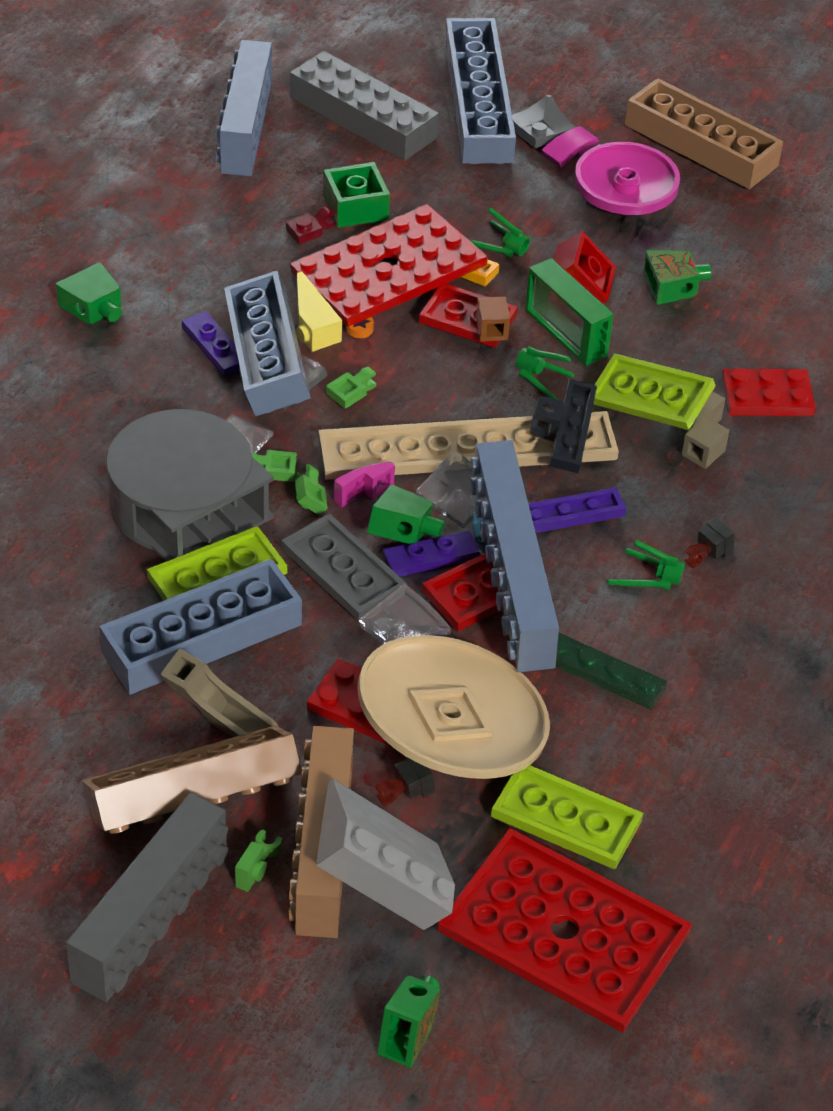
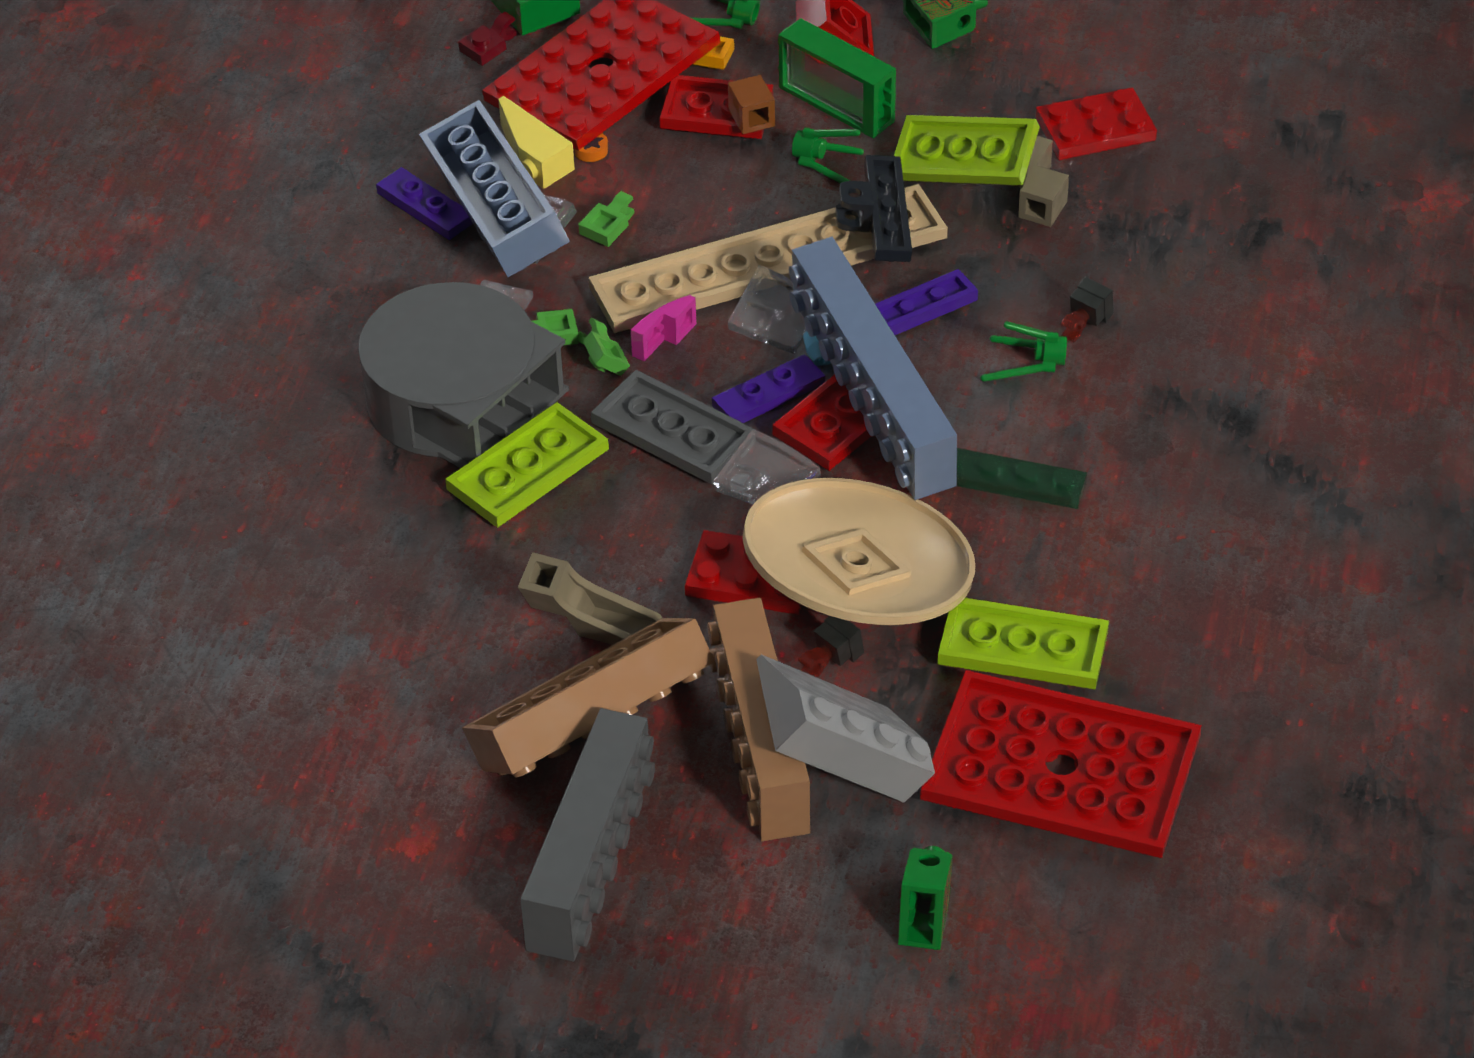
camera: 10 degrees left, 0 degrees up
(90, 295) = (255, 177): green torso -> none
(203, 622) = (546, 514): sand blue brick -> none
(252, 864) = (689, 776): bright green plate -> none
(403, 517) = (726, 354): green torso -> none

